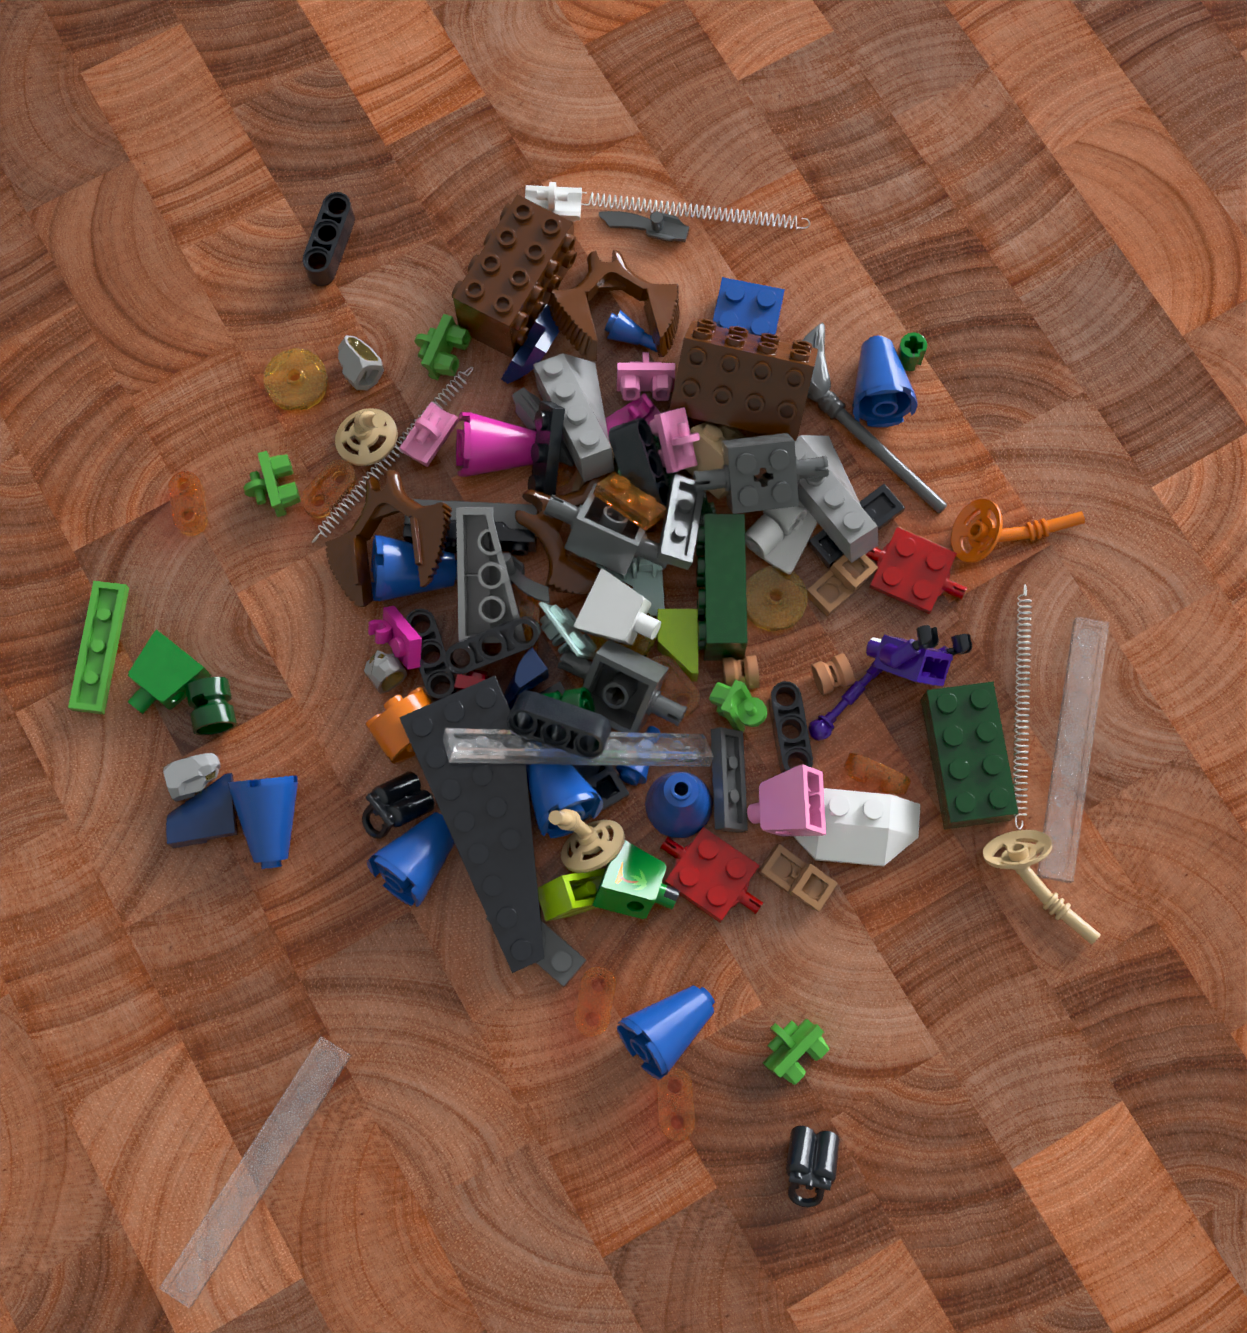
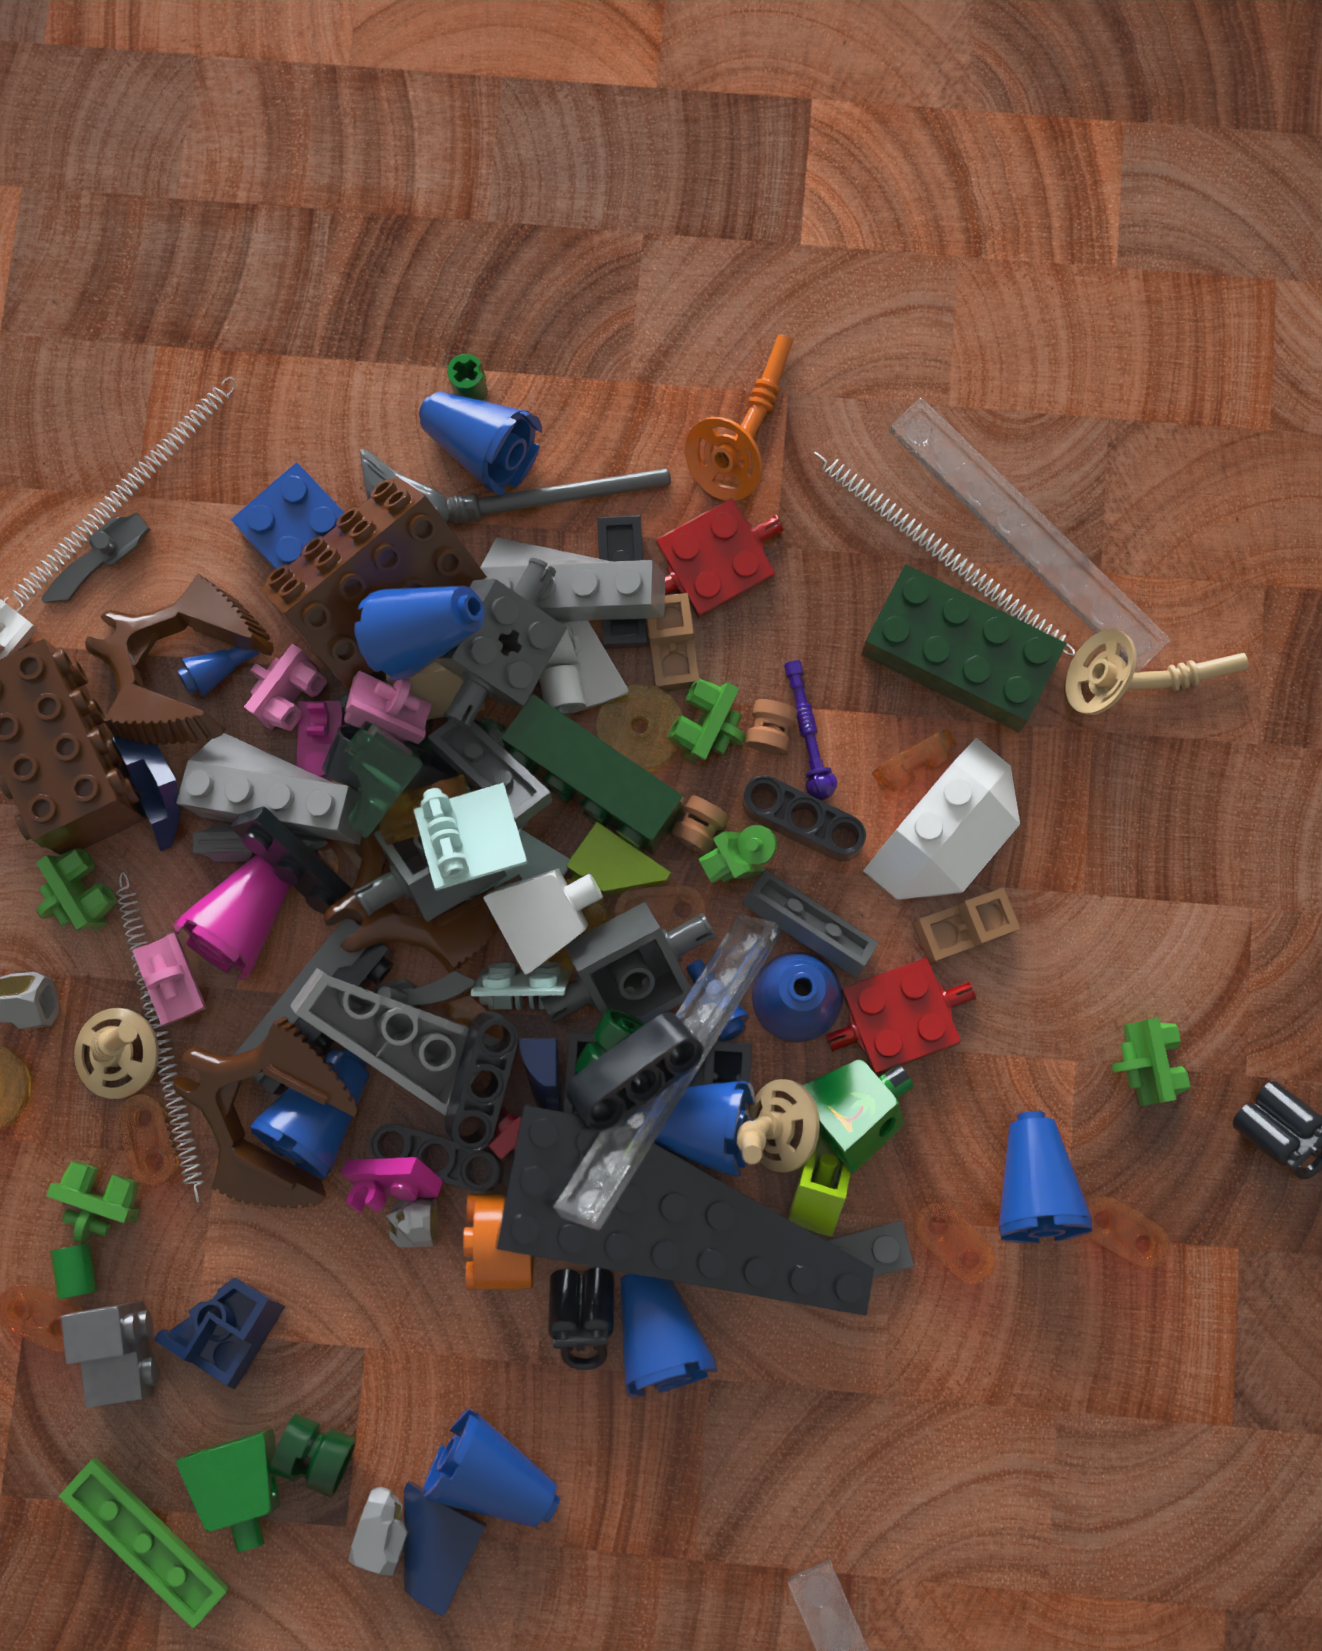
camera: 50 degrees left, 5 degrees up
(195, 551) = (112, 1352): none -> flat silver brick
(225, 500) = (73, 1271): none -> green piece
(248, 609) = (224, 1331): none -> dark blue slope
(630, 531) = (468, 835): none -> light aqua hinge
(634, 456) = (383, 772): none -> clear green arch
(729, 414) = (415, 626): none -> blue cone
(791, 803) = (889, 876): bright pink torso -> none
(822, 629) = (699, 737): none -> bright green hips
(917, 658) = (823, 629): dark purple torso -> none

